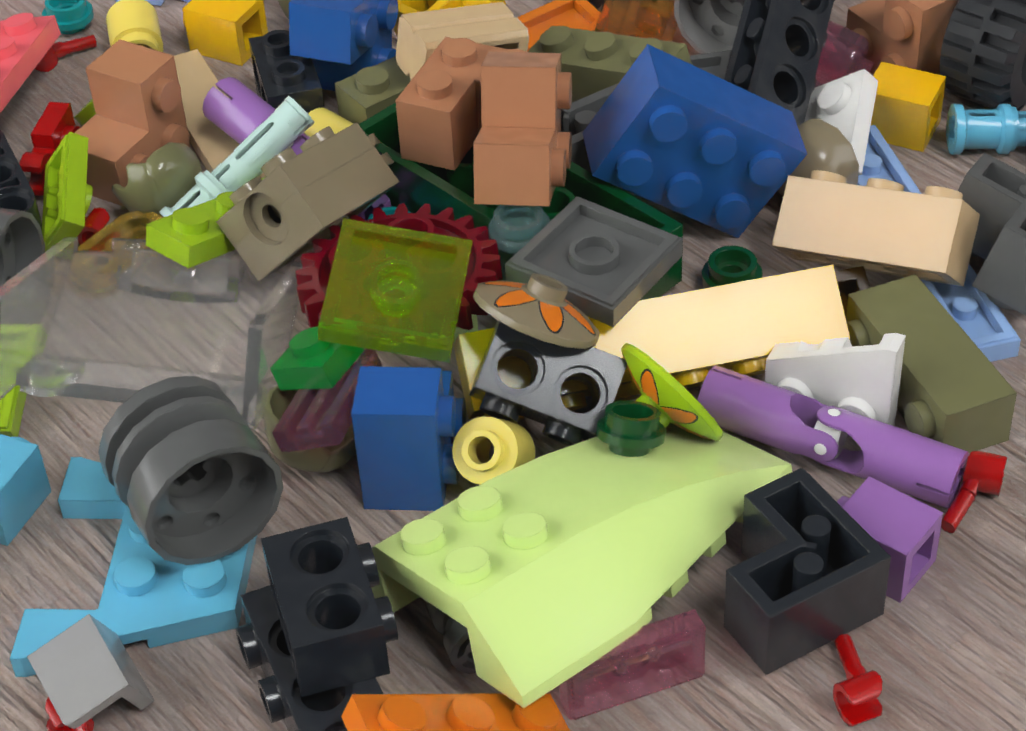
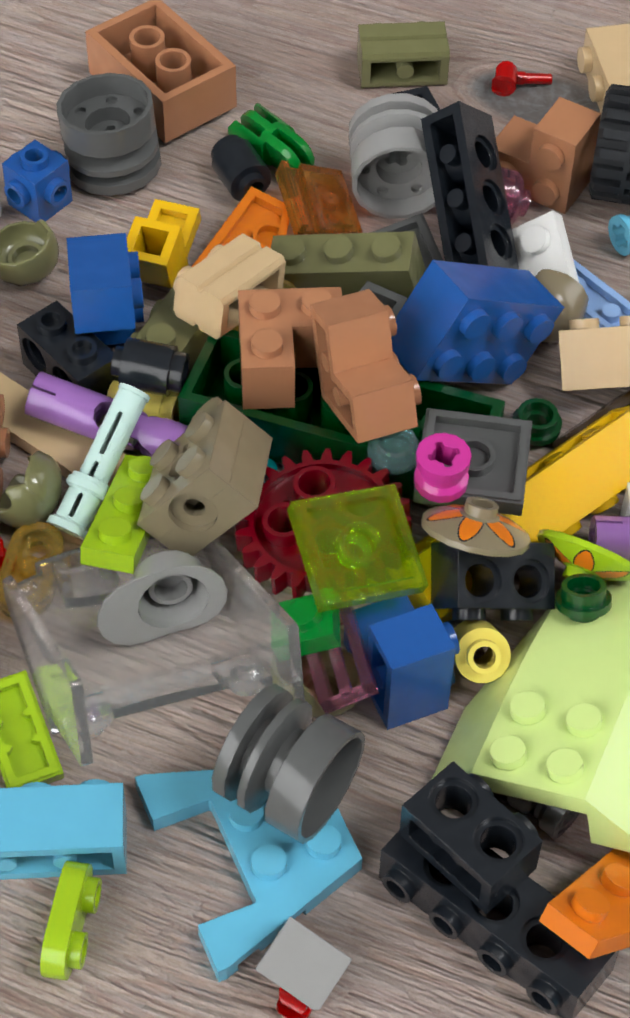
camera: 30 degrees left, 10 degrees up
(193, 299) = (161, 598): none -> light grey piece
(336, 96) = (150, 366): none -> black brick
(537, 241) = (431, 476): none -> dark pink wheel
(907, 105) = (582, 219): yellow brick -> none

